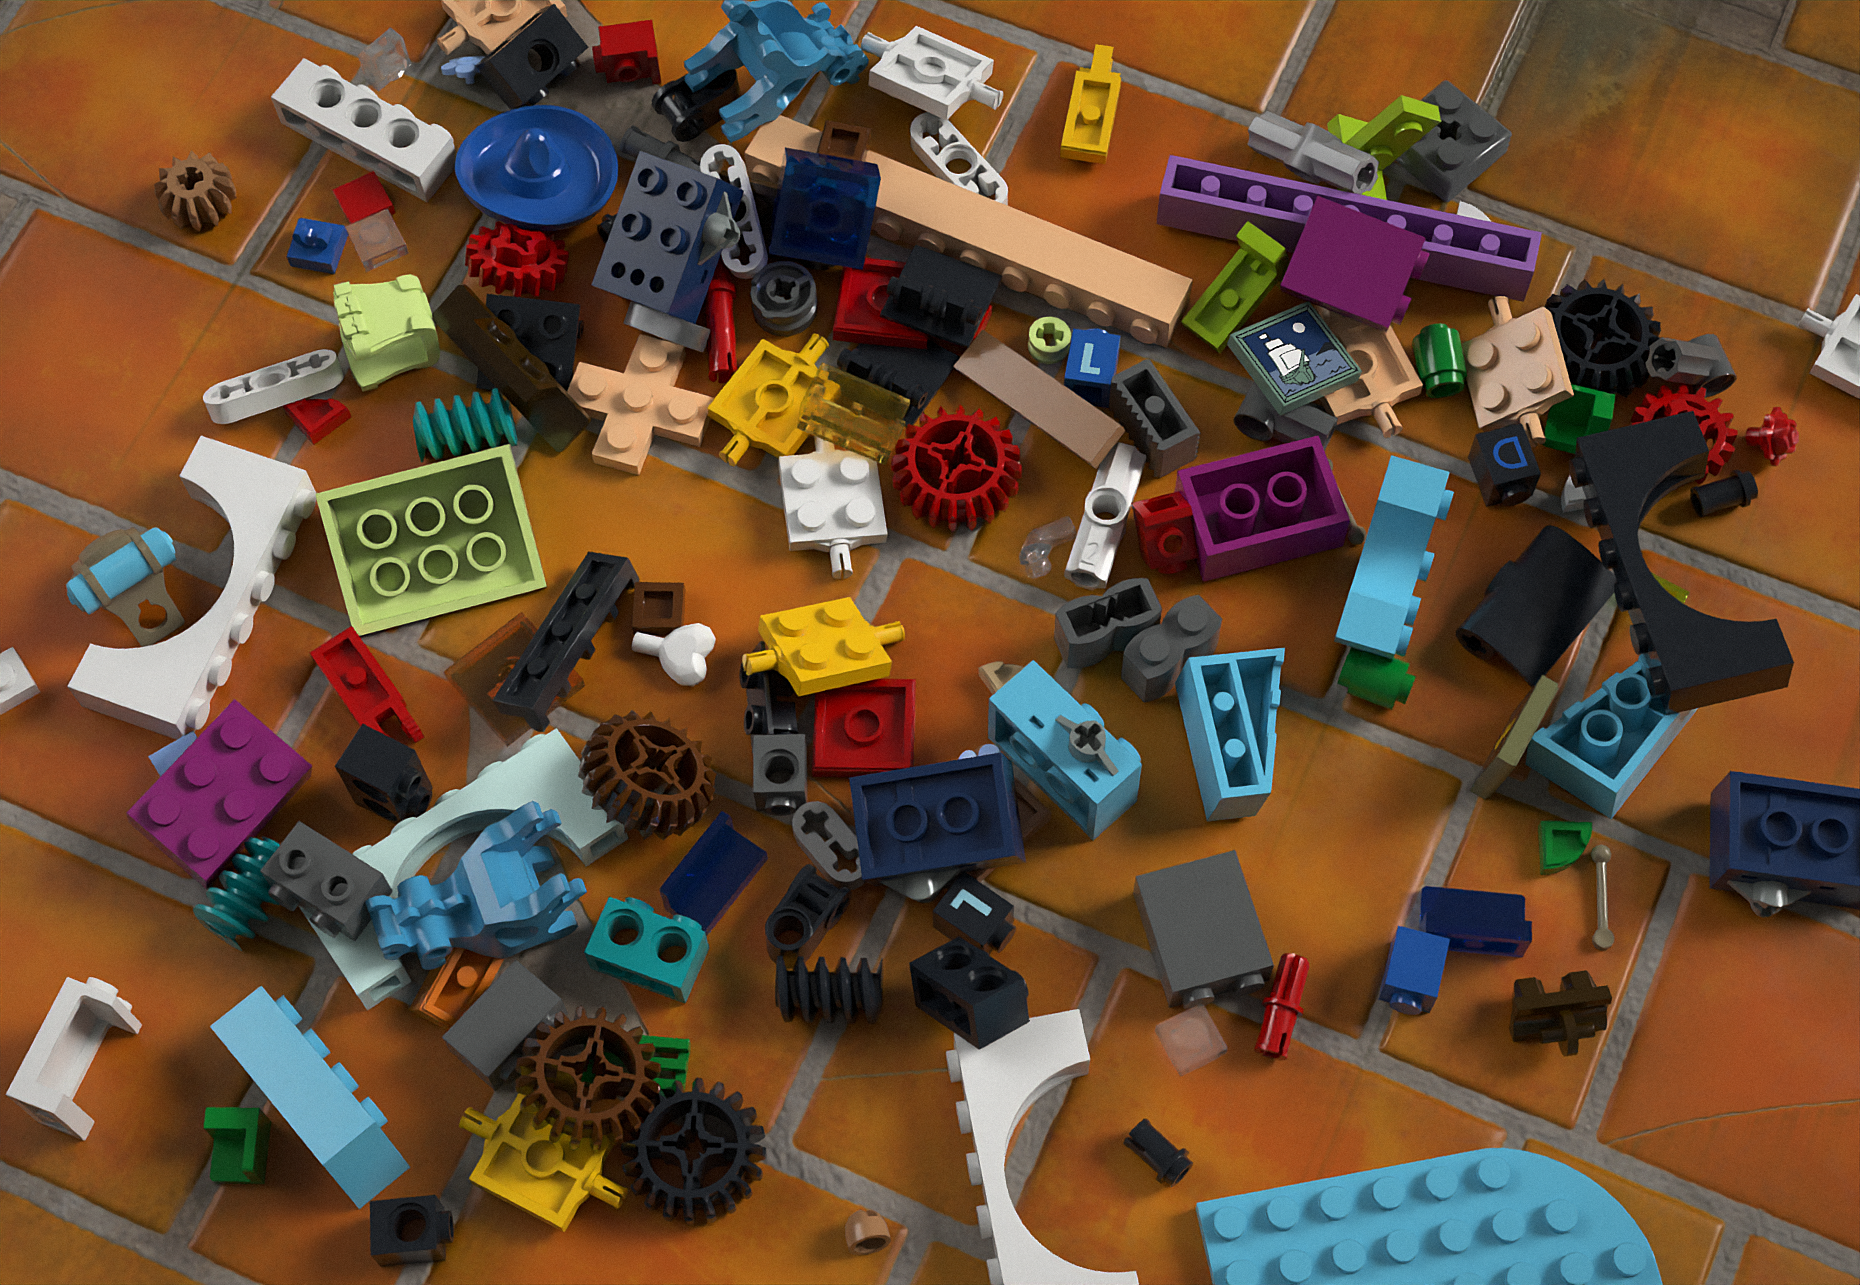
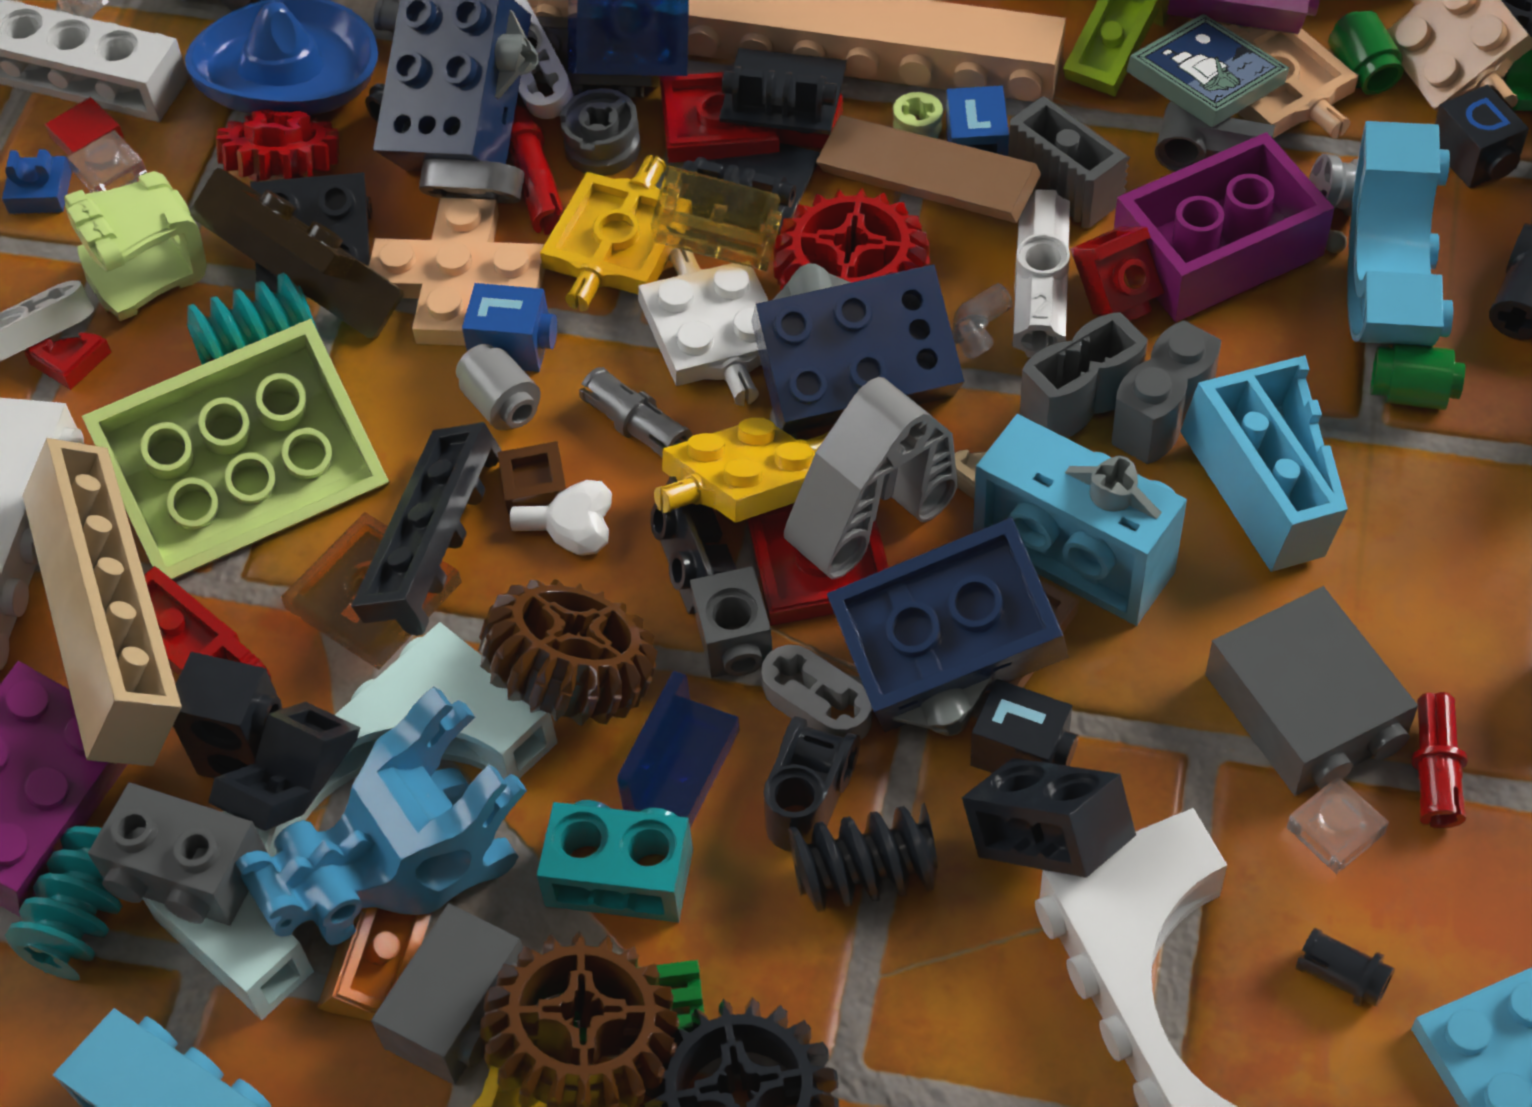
camera: 10 degrees left, 10 degrees down
(302, 661) = (100, 605): none -> tan brick
(421, 827) = (292, 765): none -> black slope
(647, 524) = (497, 387): none -> light grey brick
(667, 471) = (512, 321): none -> blue brick
(750, 570) = (632, 412): none -> flat silver pin
(916, 659) = (873, 452): none -> light grey connector
(931, 558) = (836, 335): none -> dark blue piece
(1364, 485) = (1335, 180): none -> light grey wheel

